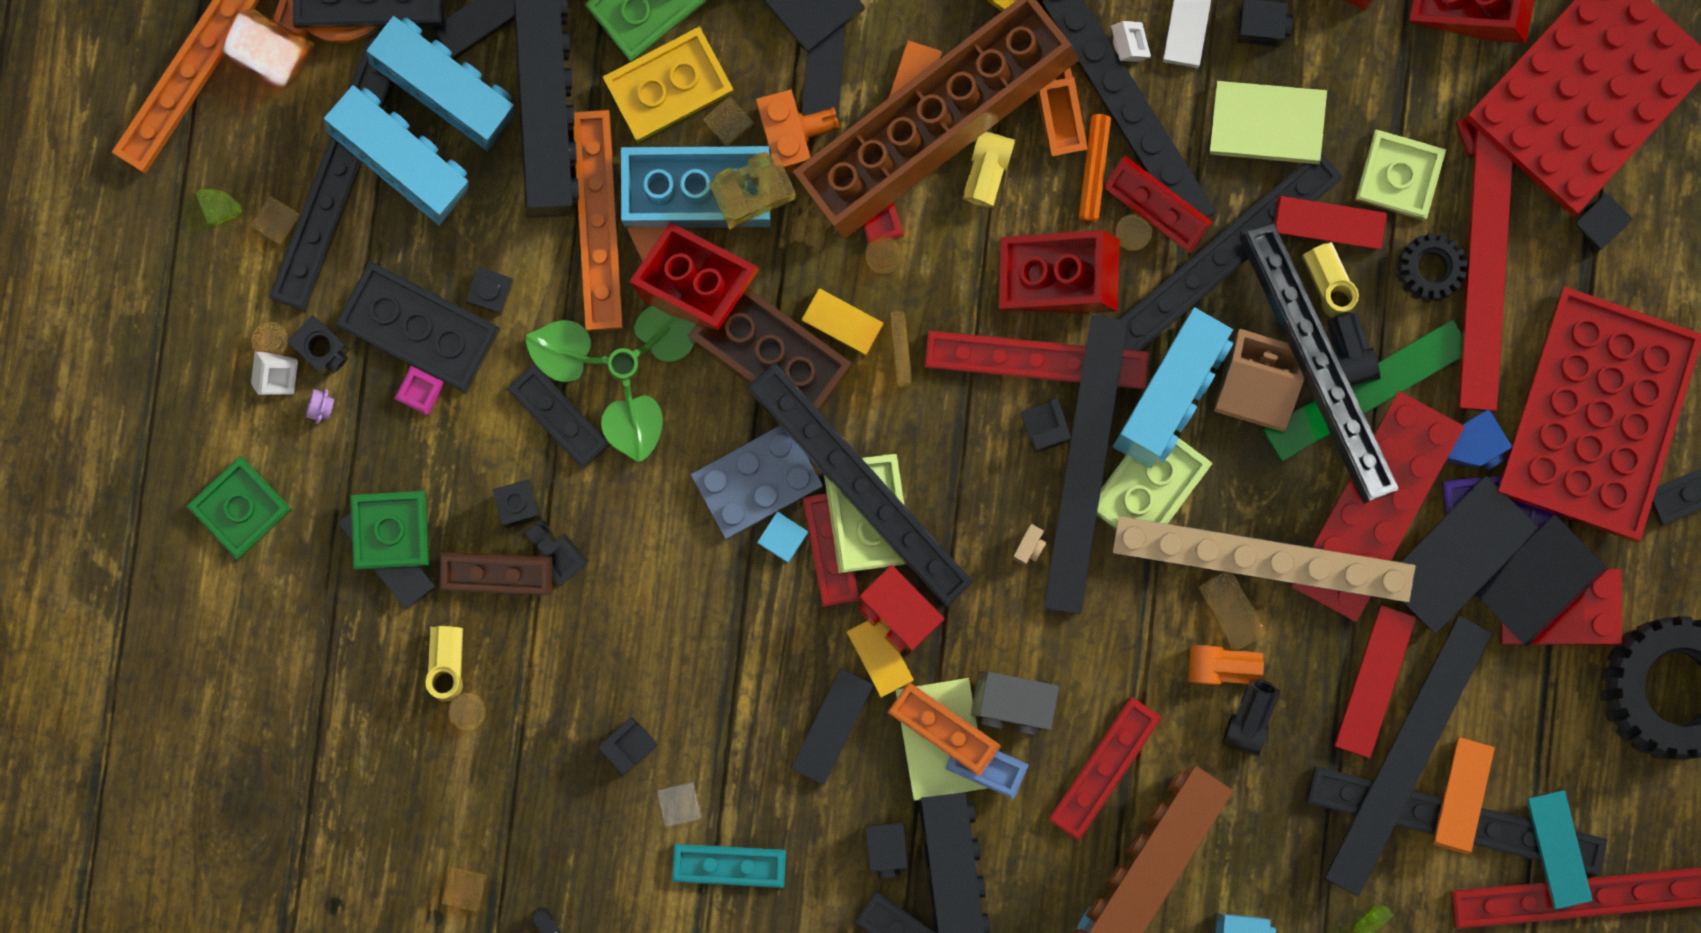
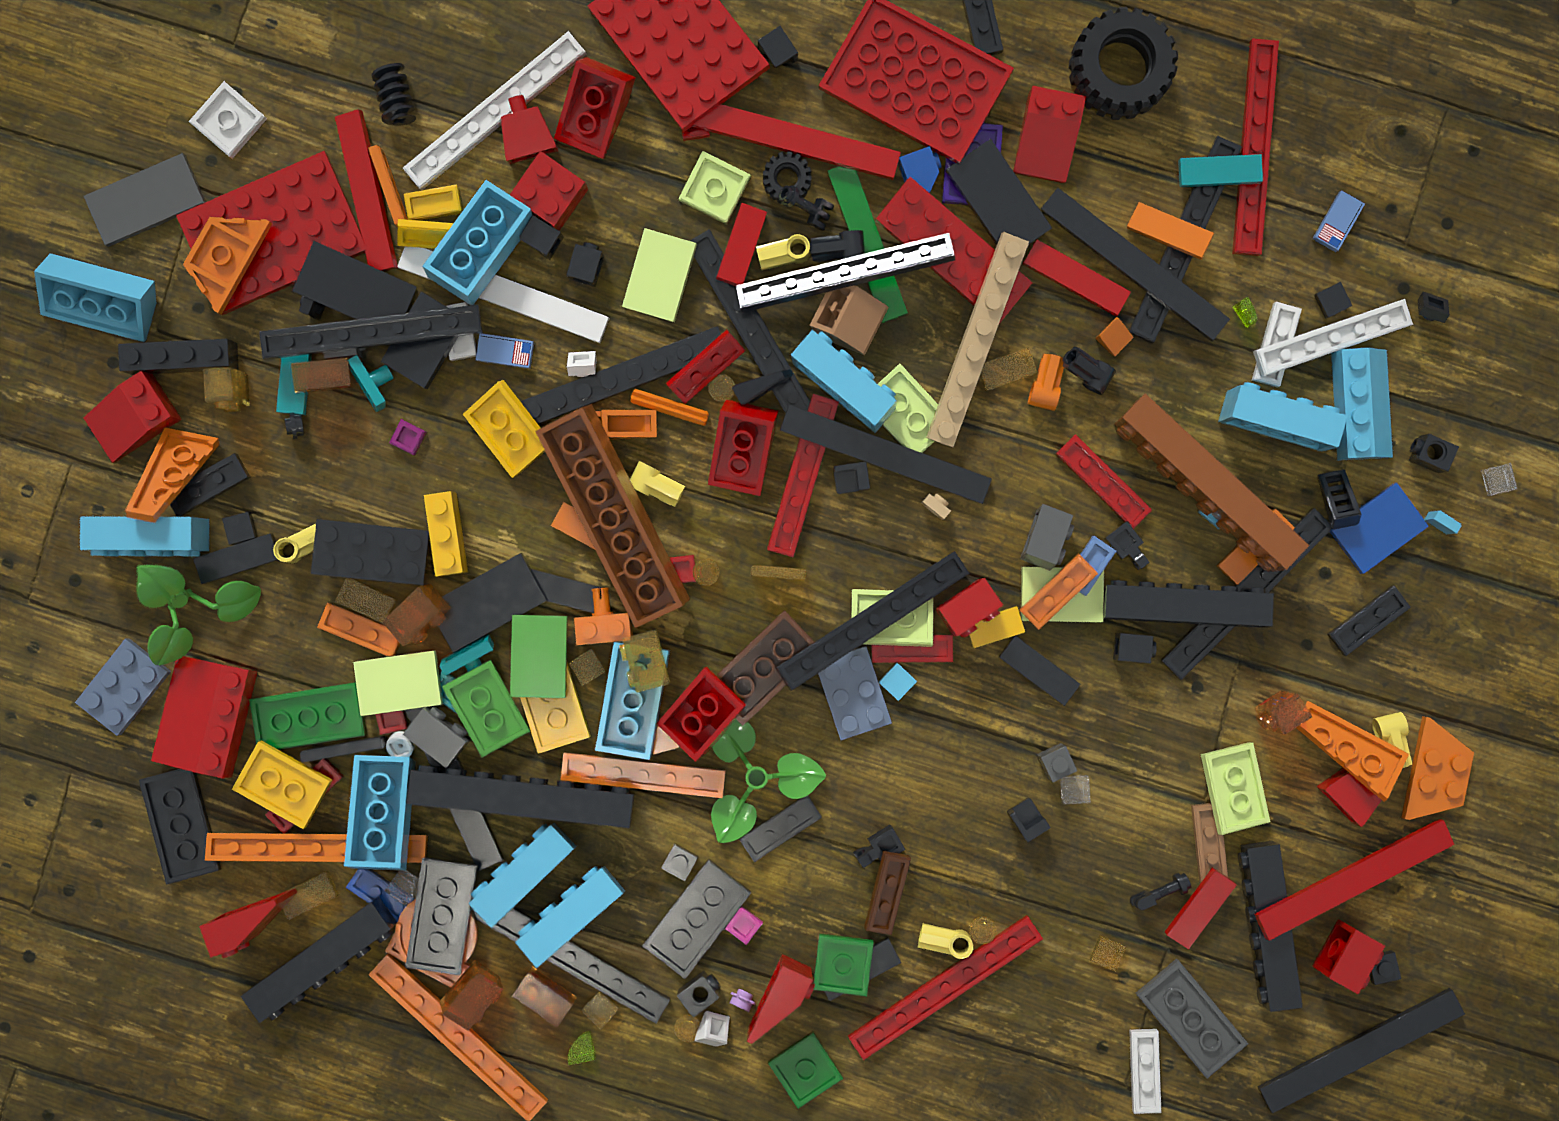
camera: 80 degrees left, 5 degrees up
(281, 143) = (544, 997): none -> clear orange brick
(346, 457) = (784, 994): none -> red slope
(381, 676) = (945, 987): none -> red tile
(517, 504) = (840, 869): black brick -> none
(712, 770) = (1056, 762): none -> dark grey brick
(729, 865) = (1124, 761): teal tile -> none
(731, 54) = (538, 656): none -> bright green tile
(842, 322) = (749, 610): yellow tile -> none
(1026, 812) = (1126, 543): none -> black plate
(1142, 277) = (752, 390): none -> black slope
(1304, 748) = (1114, 337): none -> orange slope
(1406, 272) = (790, 196): none -> black hinge
(1541, 580) = (1029, 144): black tile -> none

